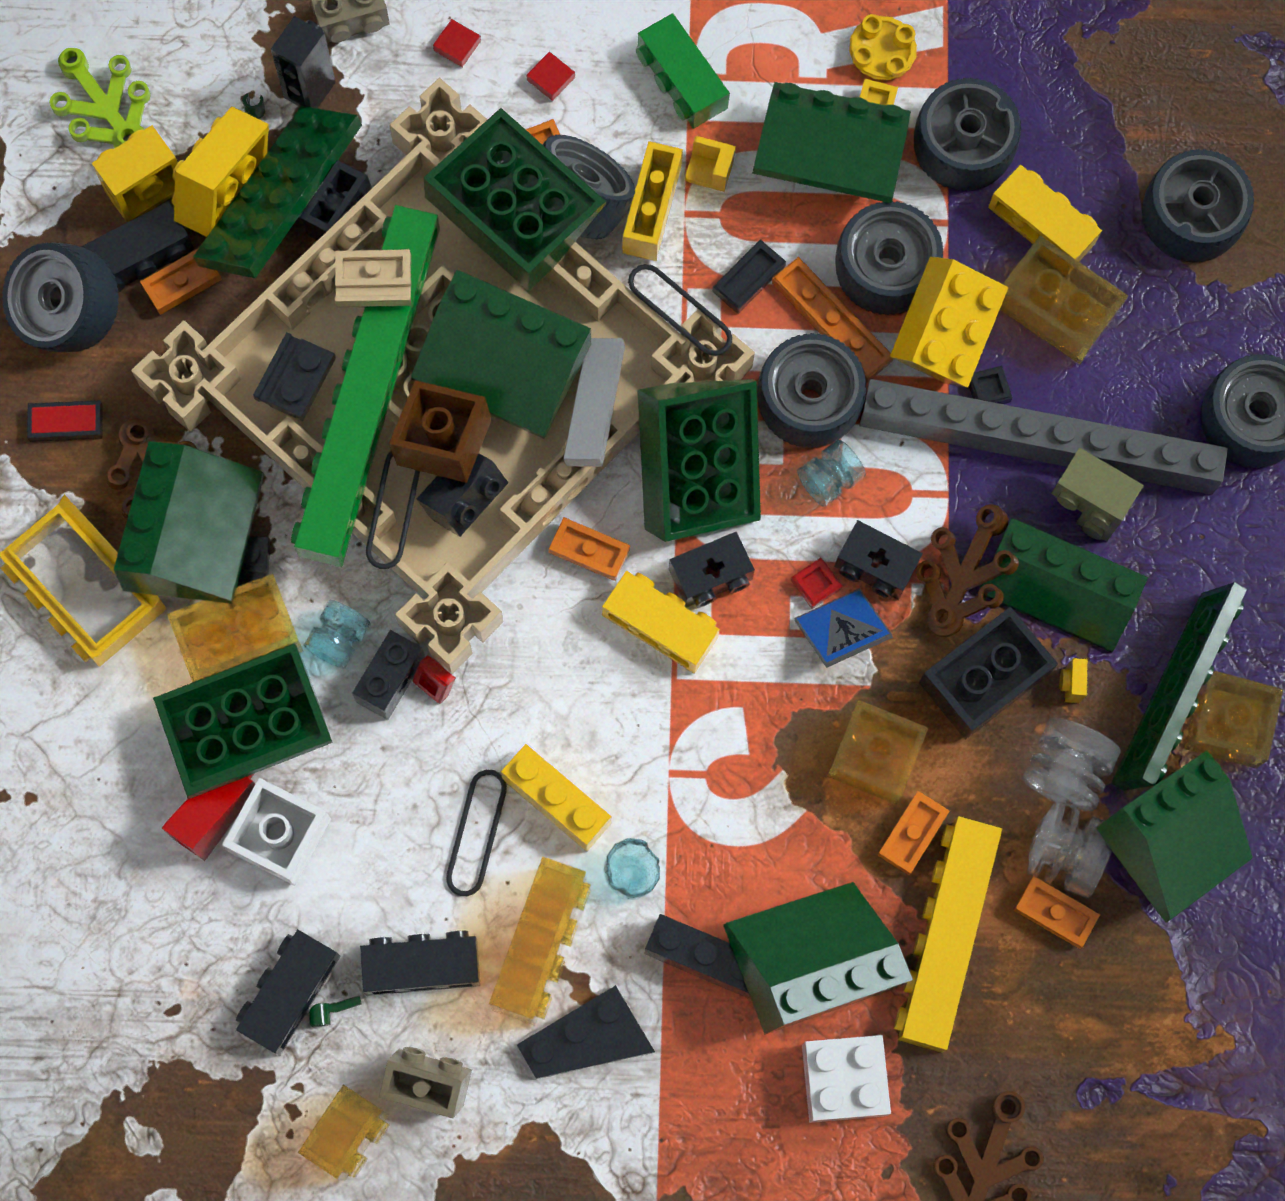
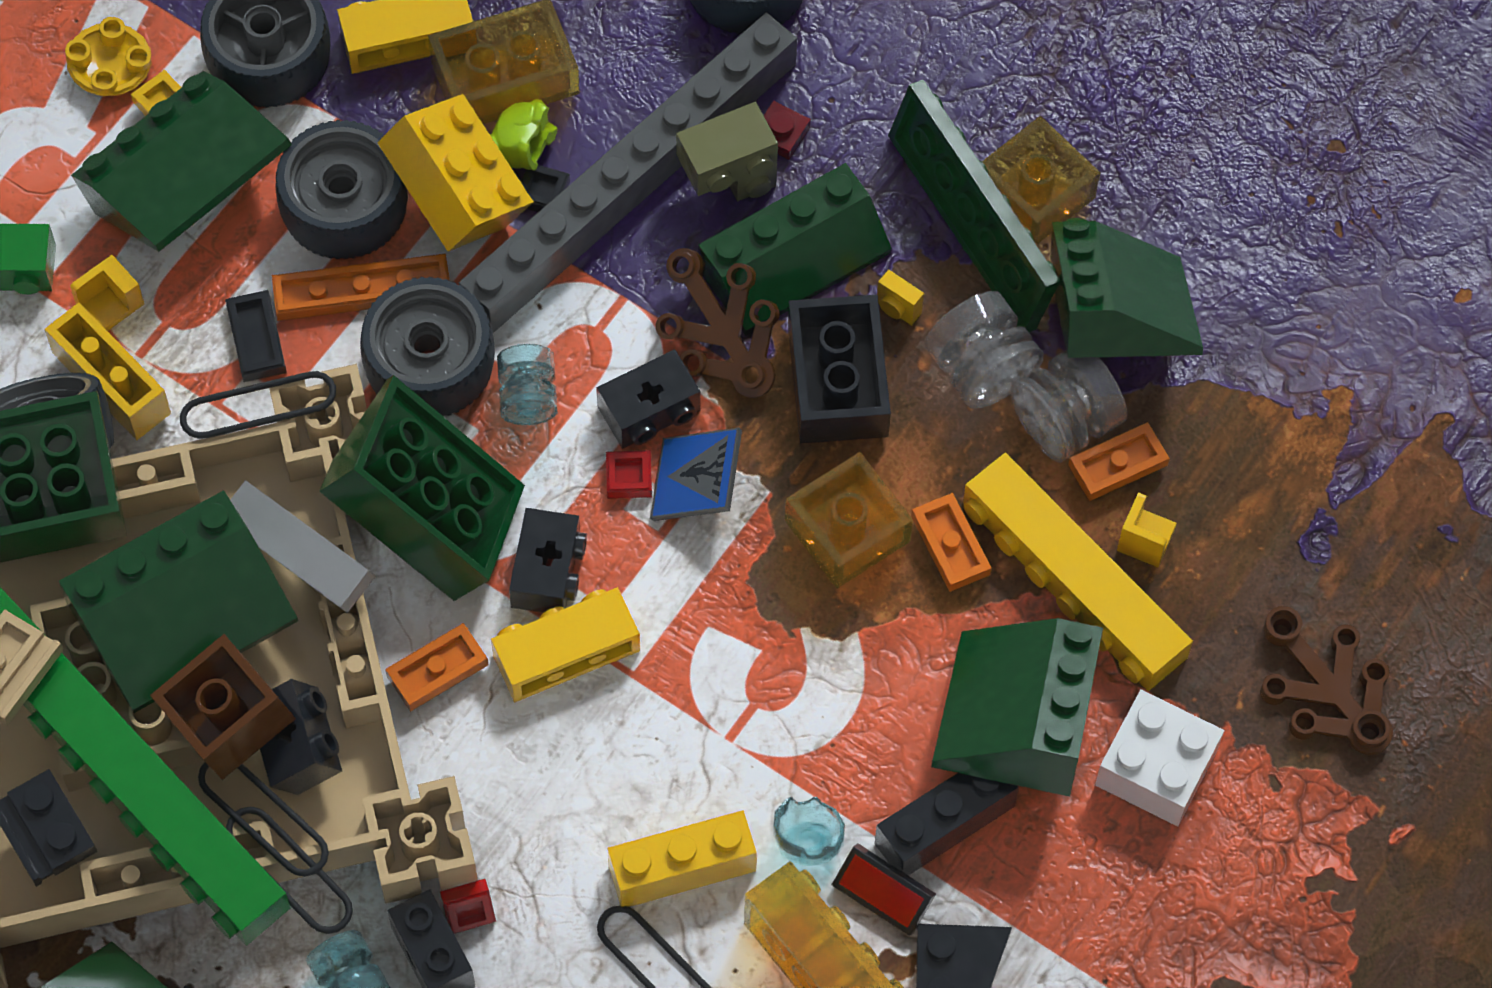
camera: 55 degrees left, 10 degrees down
(352, 545) = (295, 847): none -> black piece
(624, 946) = (883, 889): none -> tile
(1014, 965) = (1145, 534): none -> yellow panel
(1016, 347) = (523, 133): none -> lime animal
(1151, 517) = (787, 126): none -> dark red plate

